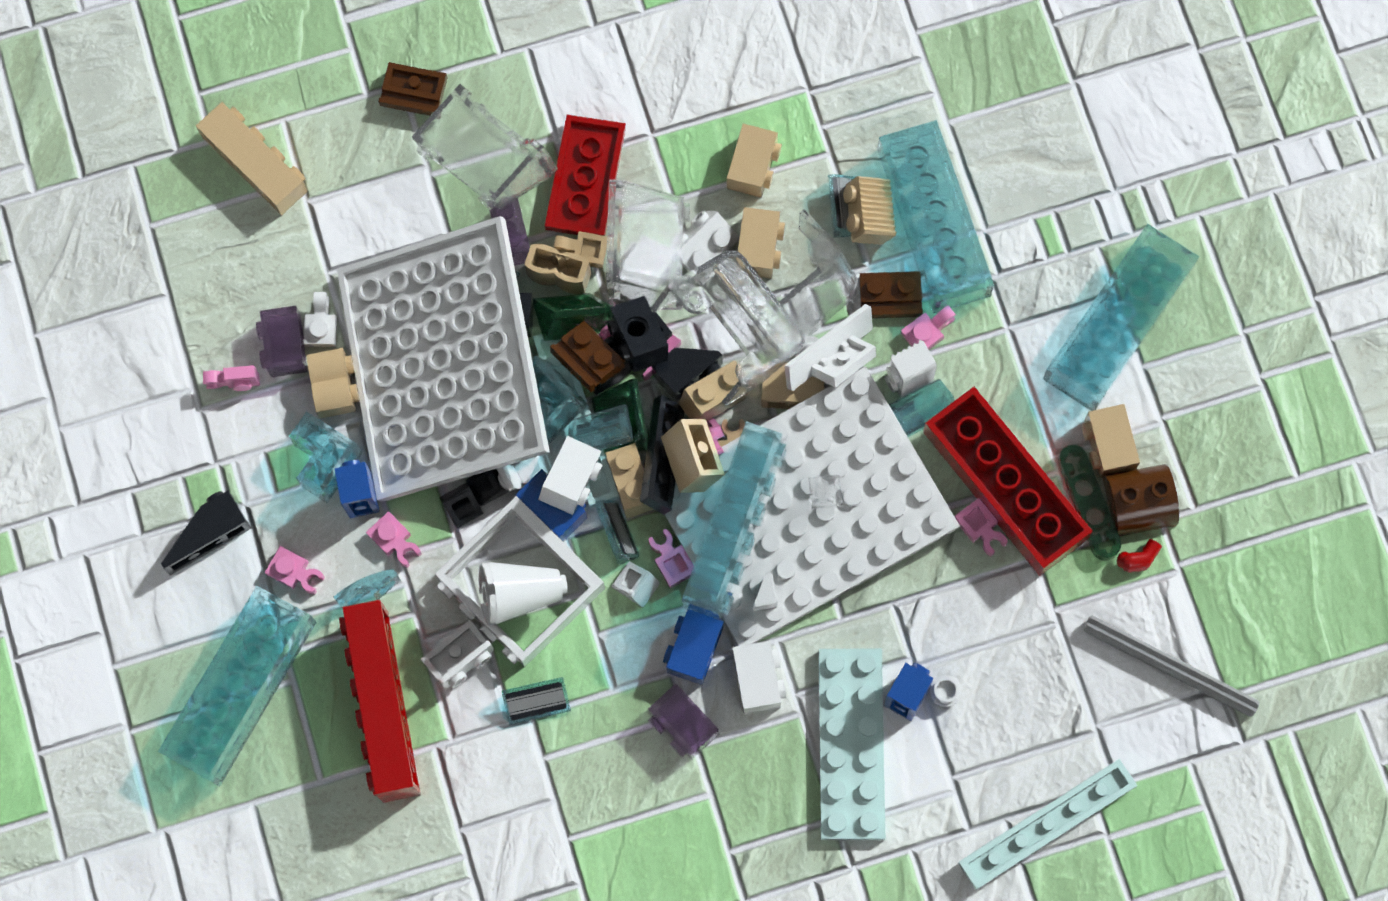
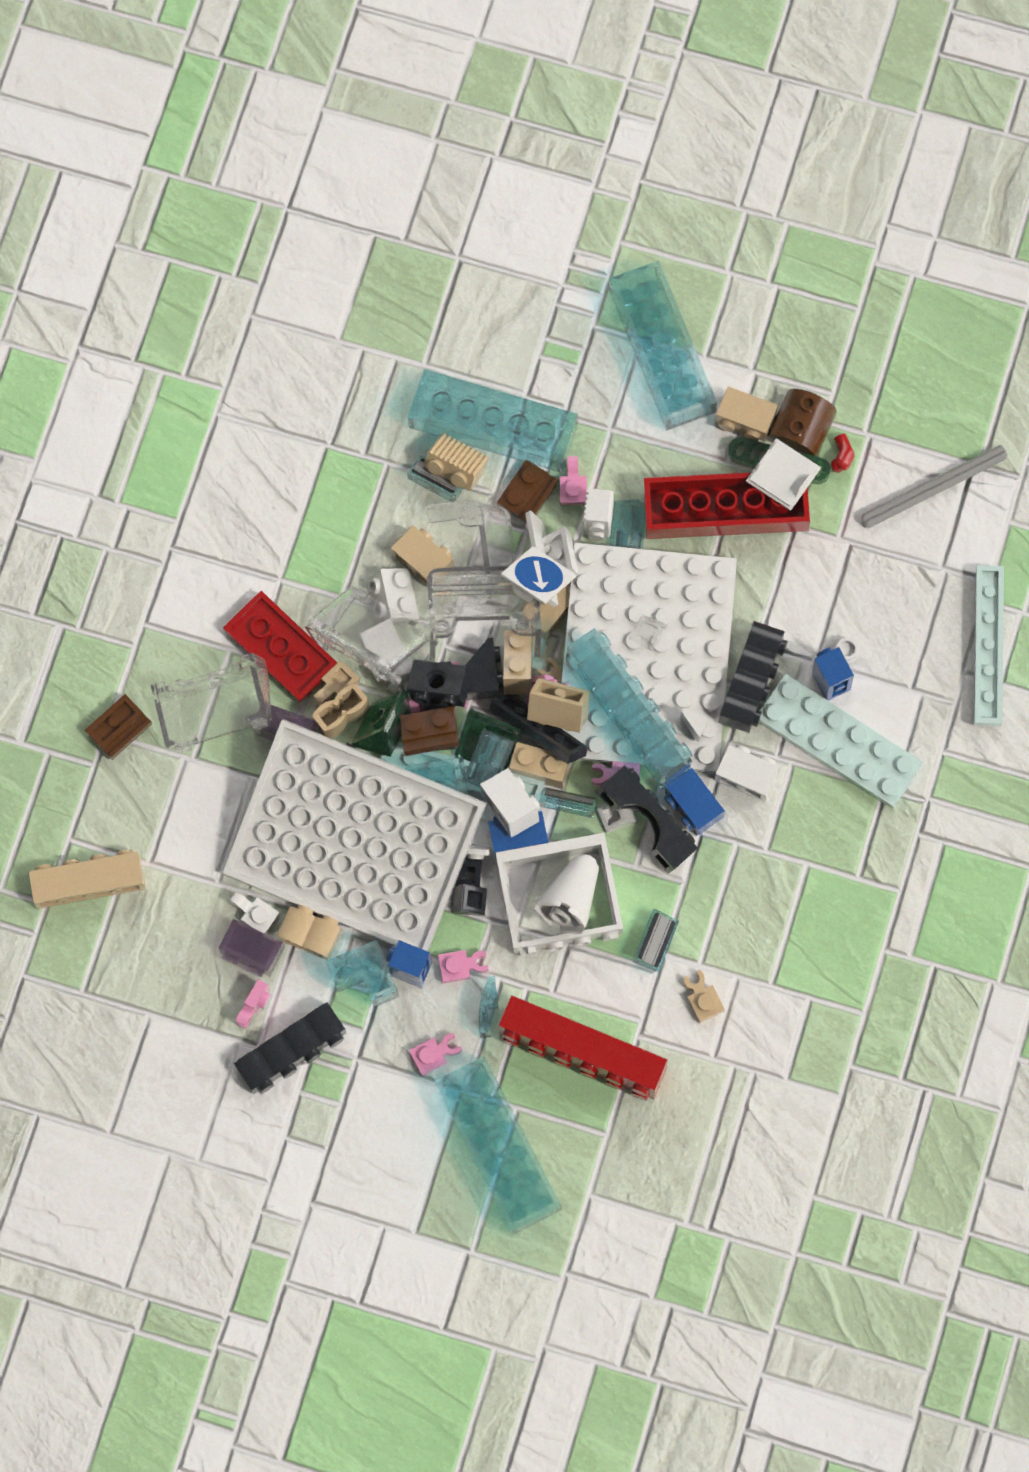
camera: 55 degrees left, 0 degrees up
(210, 528) = (359, 1085): black slope -> none
(211, 438) = (288, 1049): none -> black brick
(458, 655) = (582, 973): white bracket -> none
(508, 785) = (704, 1001): none -> tan plate
(635, 653) = (670, 842): none -> black arch
(682, 722) = (744, 846): clear purple brick -> none
(752, 160) = (356, 519): tan brick -> none
(798, 349) = (537, 576): none -> piece
(854, 618) = (751, 677): none -> black brick
(978, 523) = (741, 546): bright pink plate -> none
(1071, 512) = (783, 474): none -> white piece

